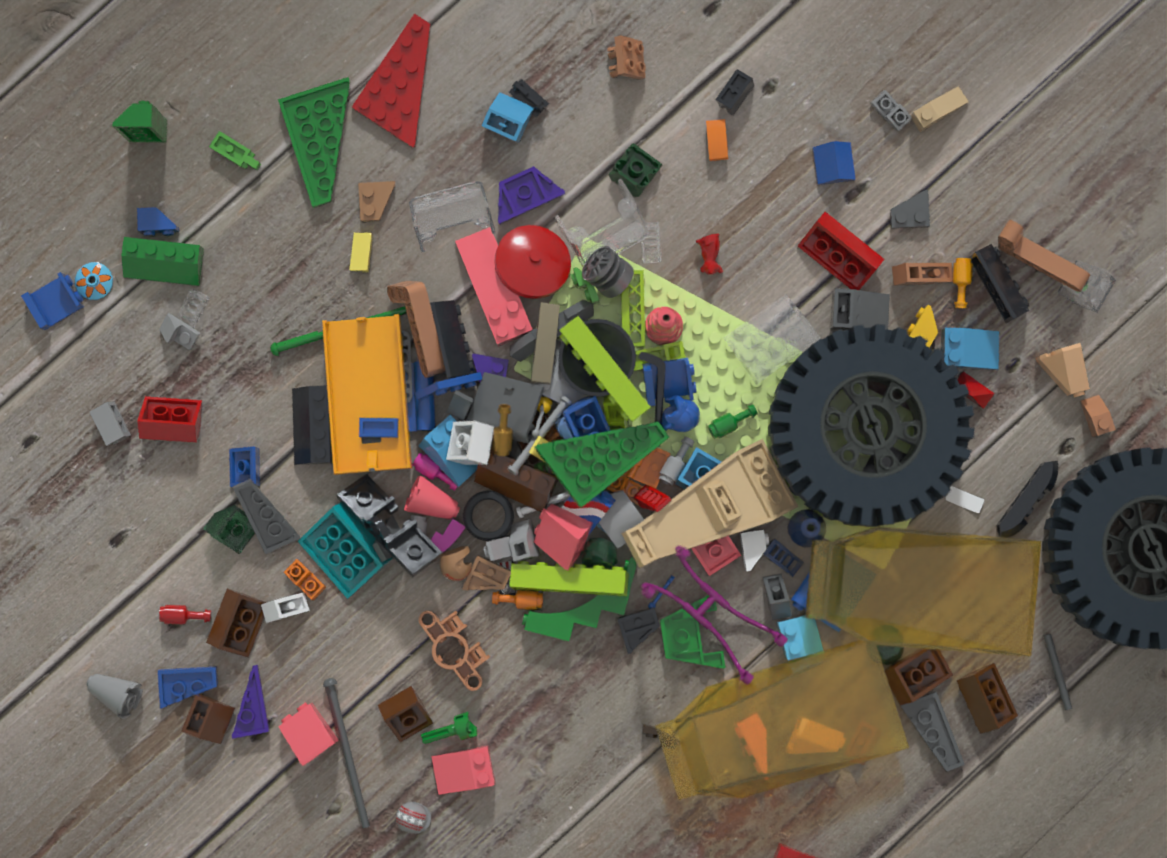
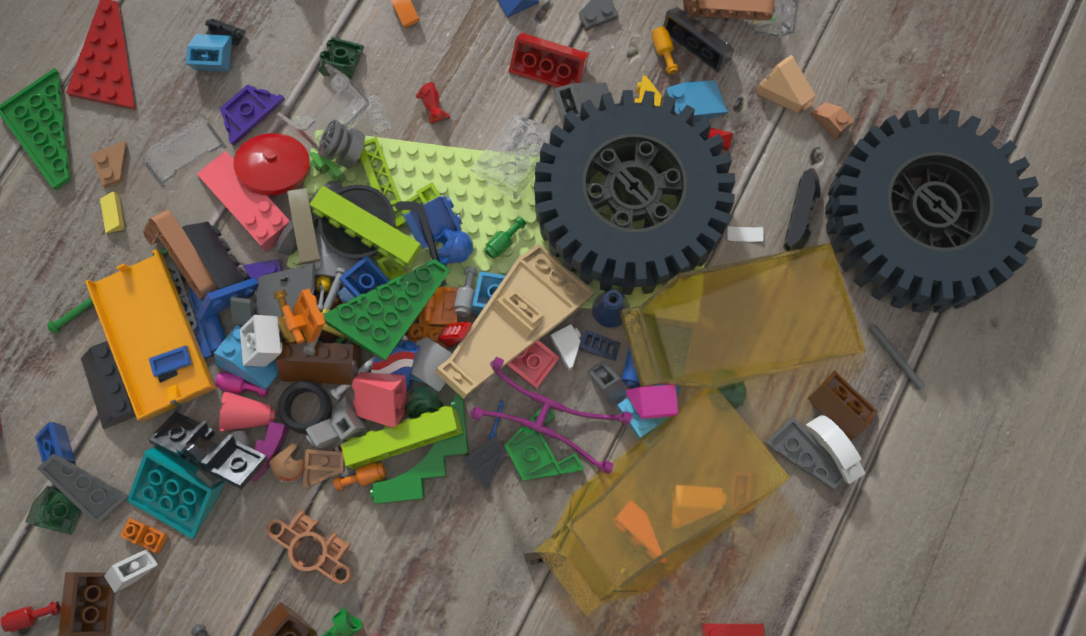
camera: 20 degrees left, 10 degrees down
(523, 444) = (307, 318): none -> orange plate
(661, 331) = (409, 171): coral cone -> none
(812, 634) = (654, 401): none -> dark pink slope
(917, 674) = (768, 406): reddish brown slope -> none
(922, 273) = (624, 55): nougat slope -> none
(964, 735) = (838, 446): none -> white arch

